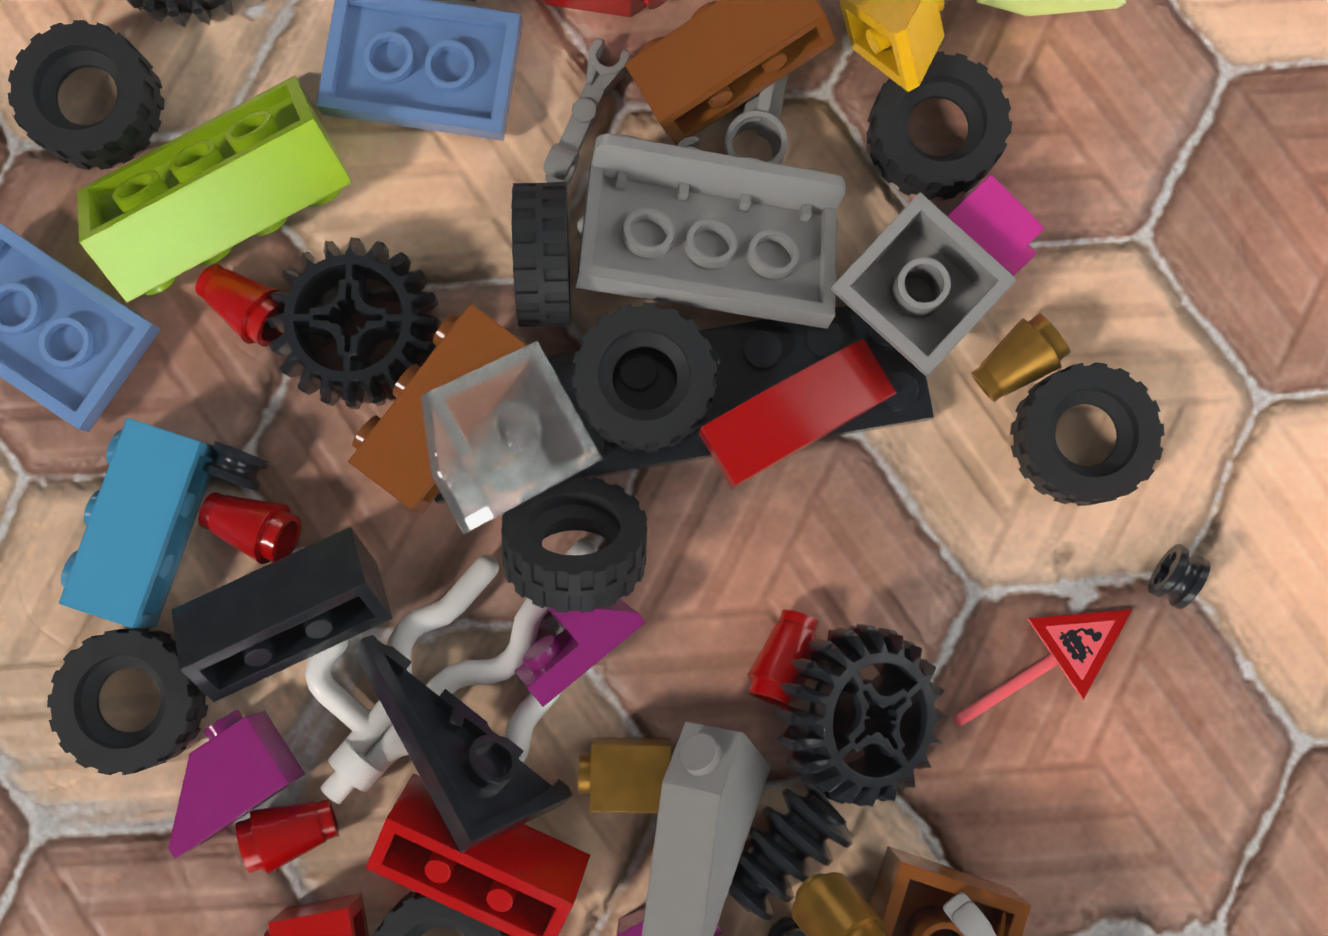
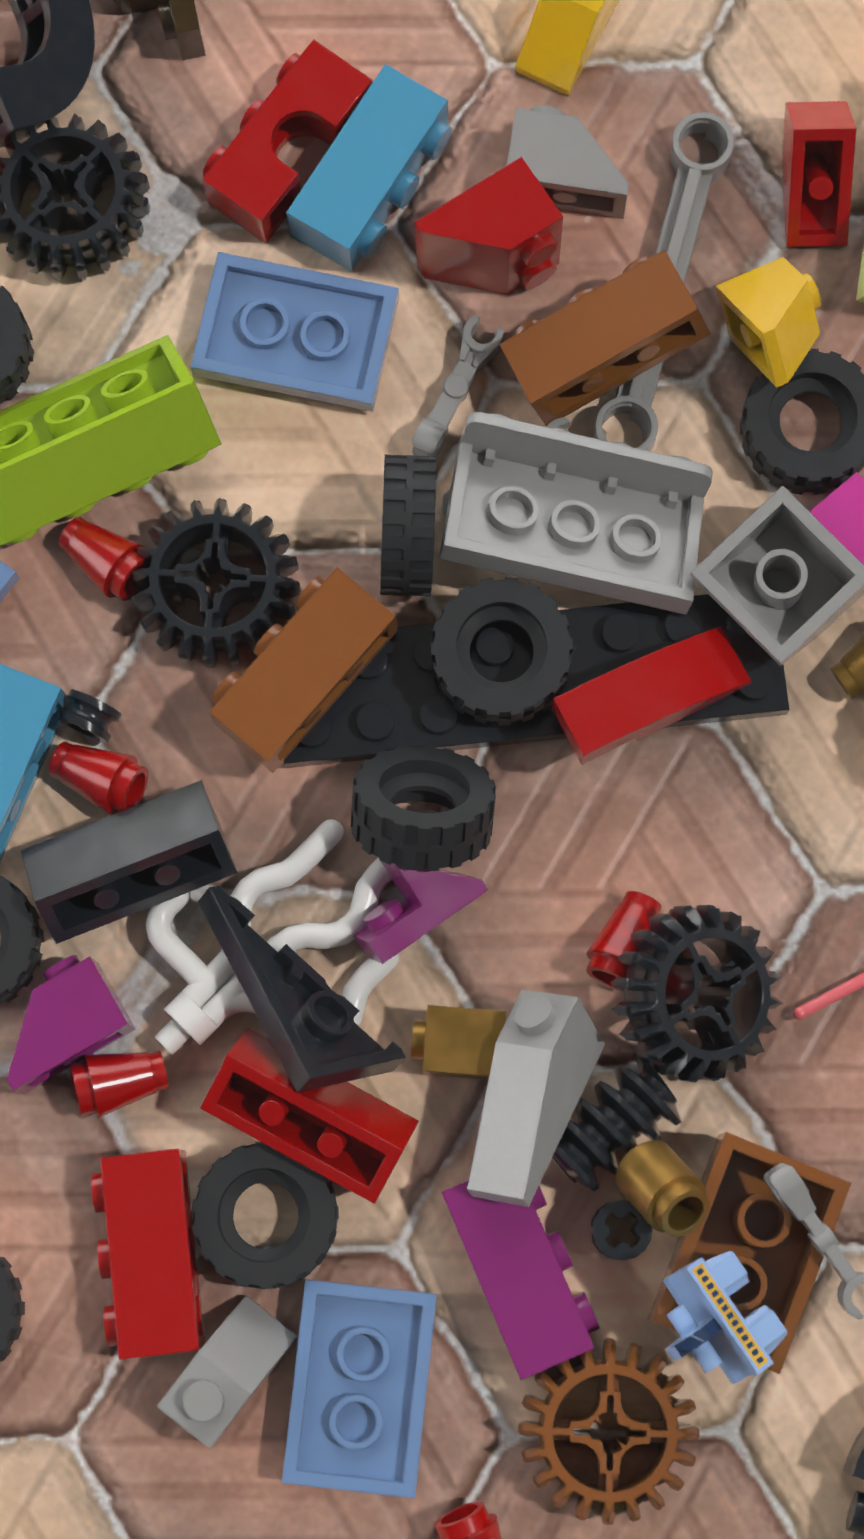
camera: 10 degrees right, 5 degrees down
(503, 436) = (363, 696): clear slope -> none

